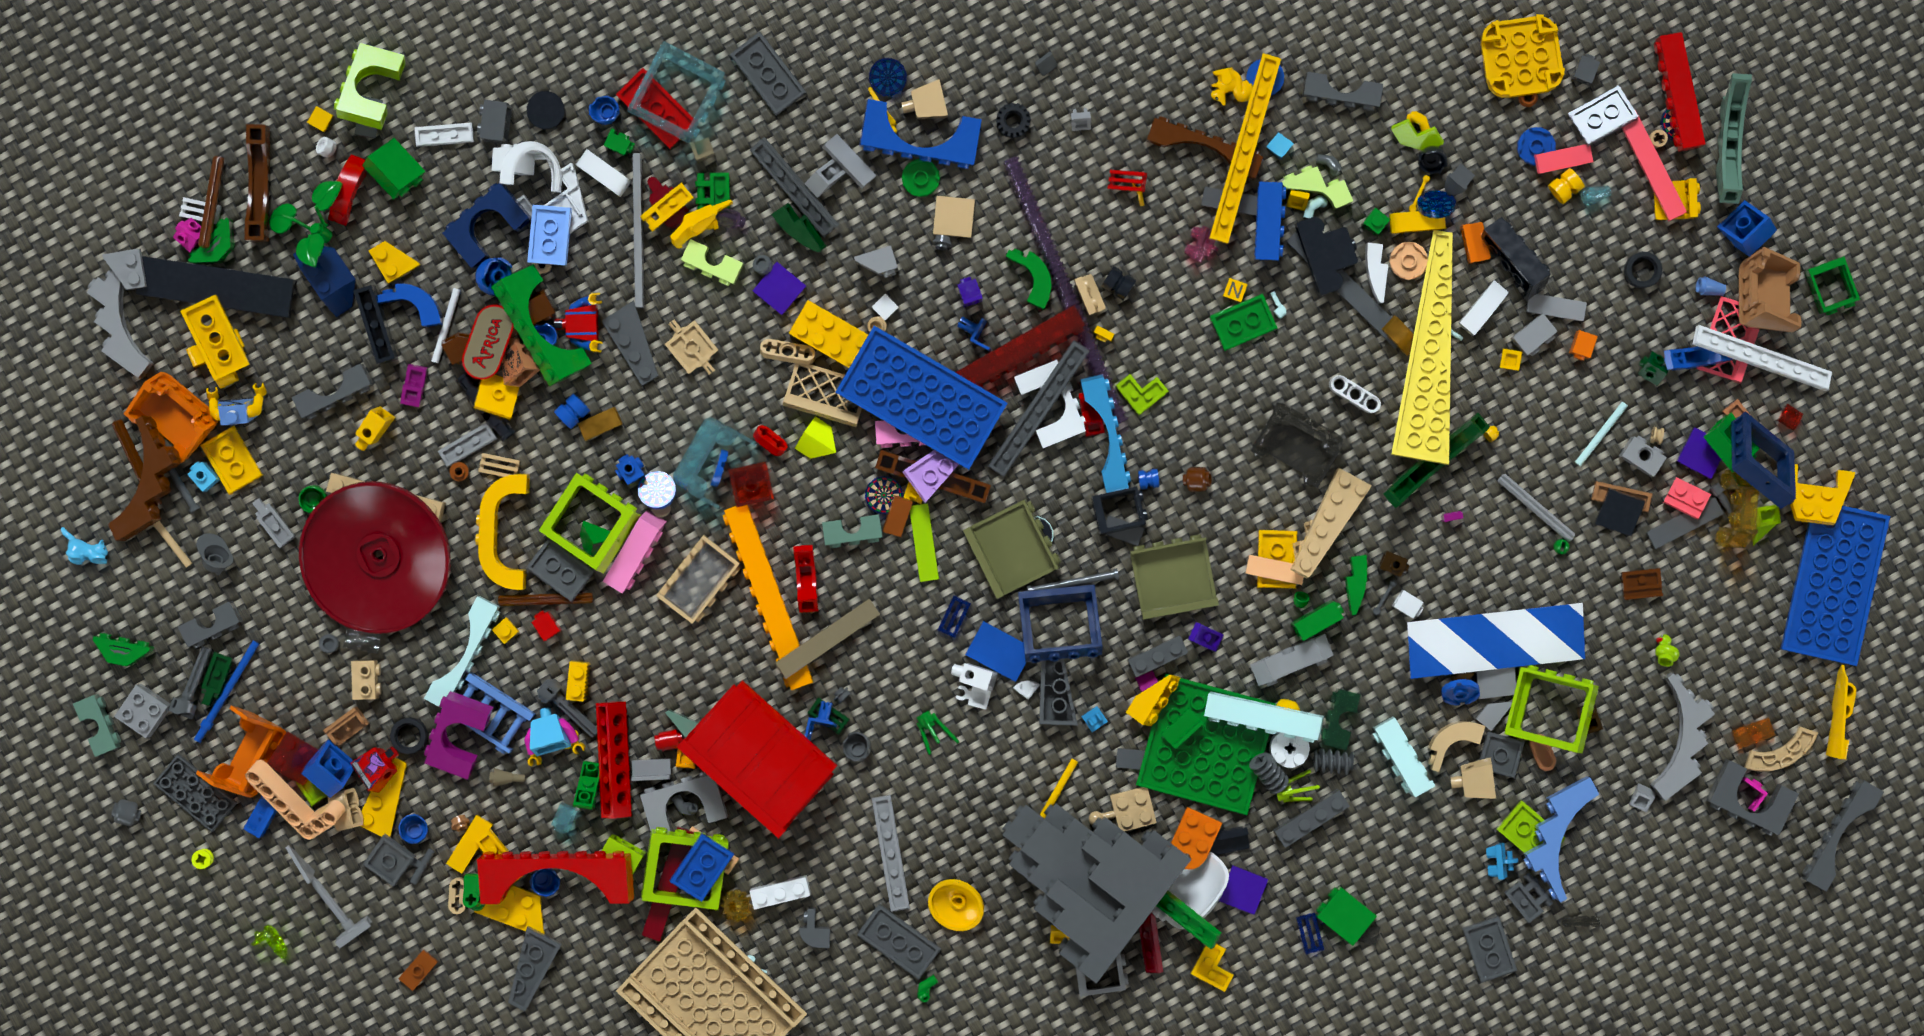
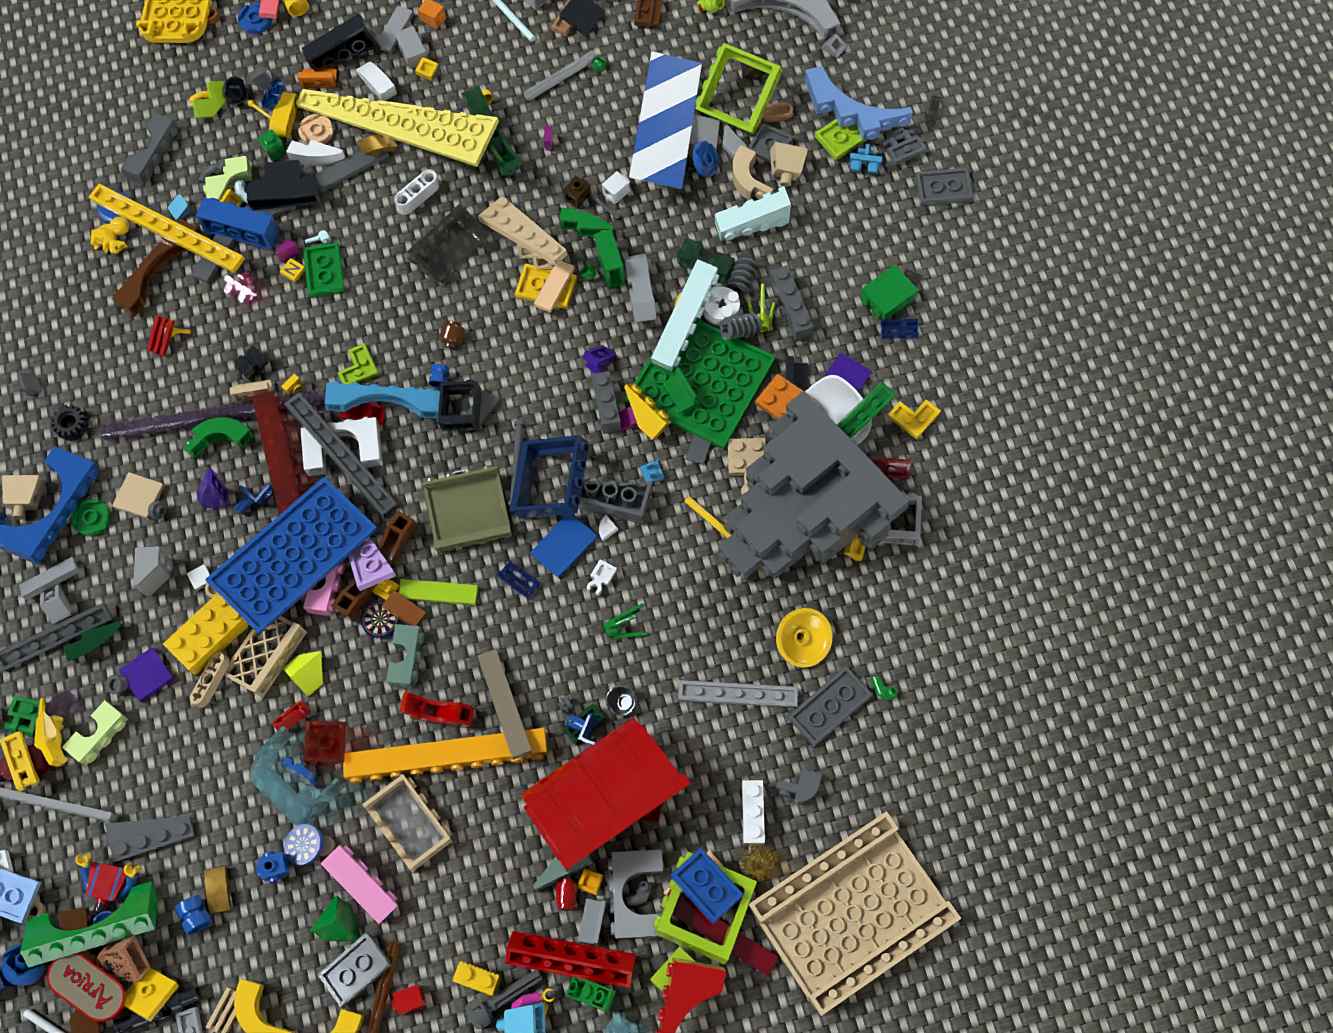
camera: 70 degrees left, 20 degrees down
(615, 538) = (341, 902): lime piece -> none
(691, 347) = (172, 774): tan plate -> none
(982, 679) = (581, 561): white torso -> none
(1080, 120) = (92, 364): light grey tile -> none
(1173, 577) = (536, 375): olive panel -> none
(1255, 278) = (287, 250): none -> magenta slope

